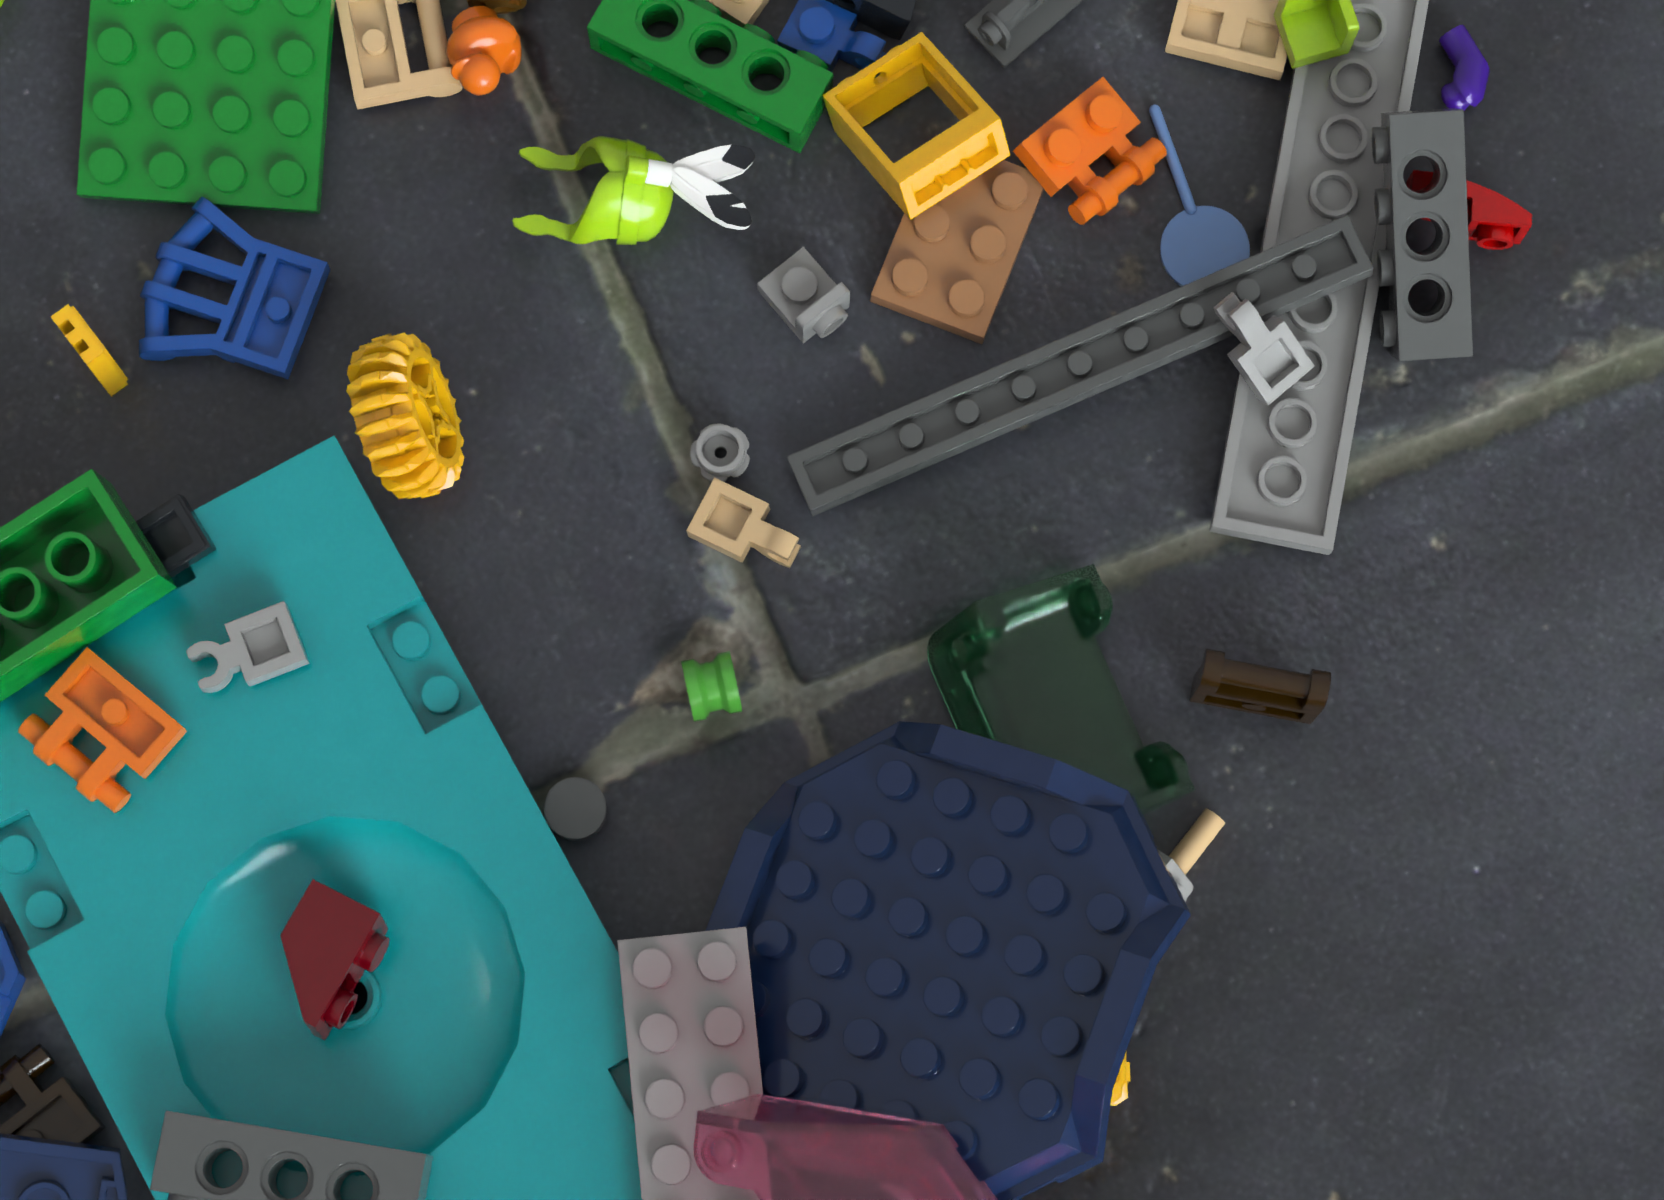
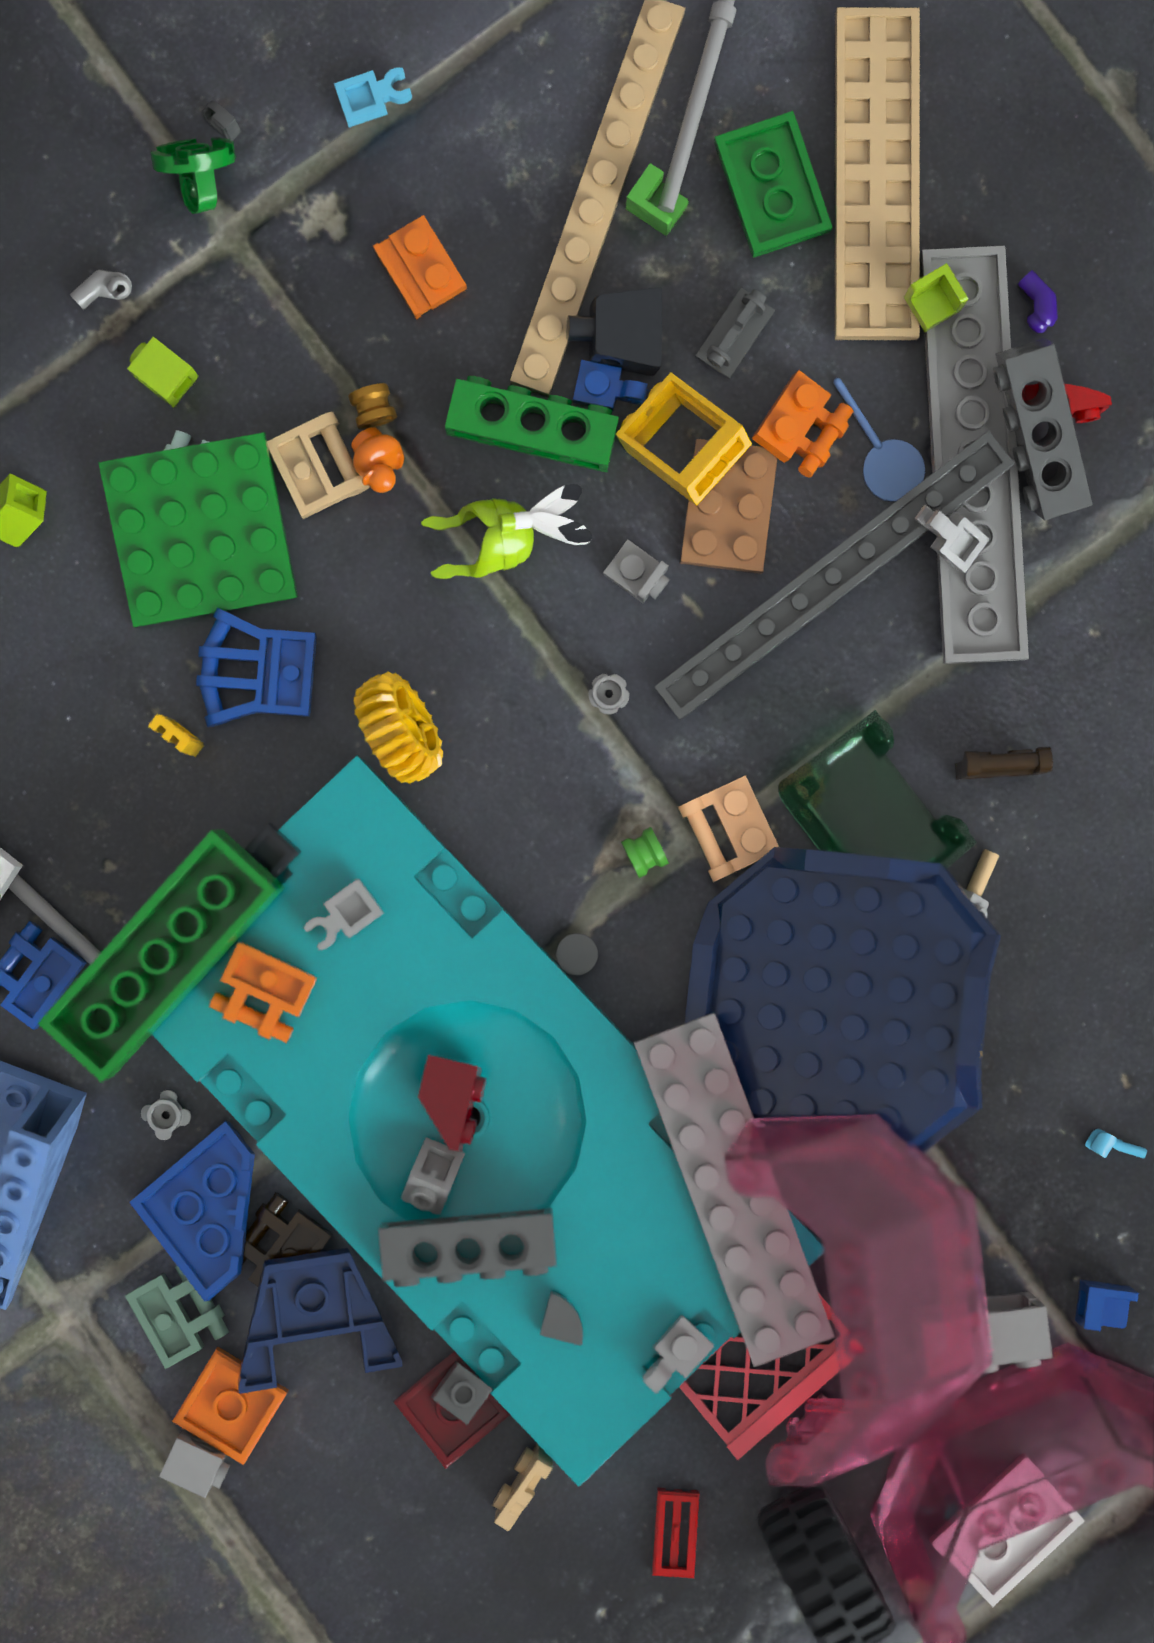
camera: 10 degrees left, 10 degrees up
(269, 1064) = (432, 1176): none -> light grey bracket
(736, 522) = (630, 739): tan plate -> none
(863, 680) = (741, 821): none -> light nougat plate

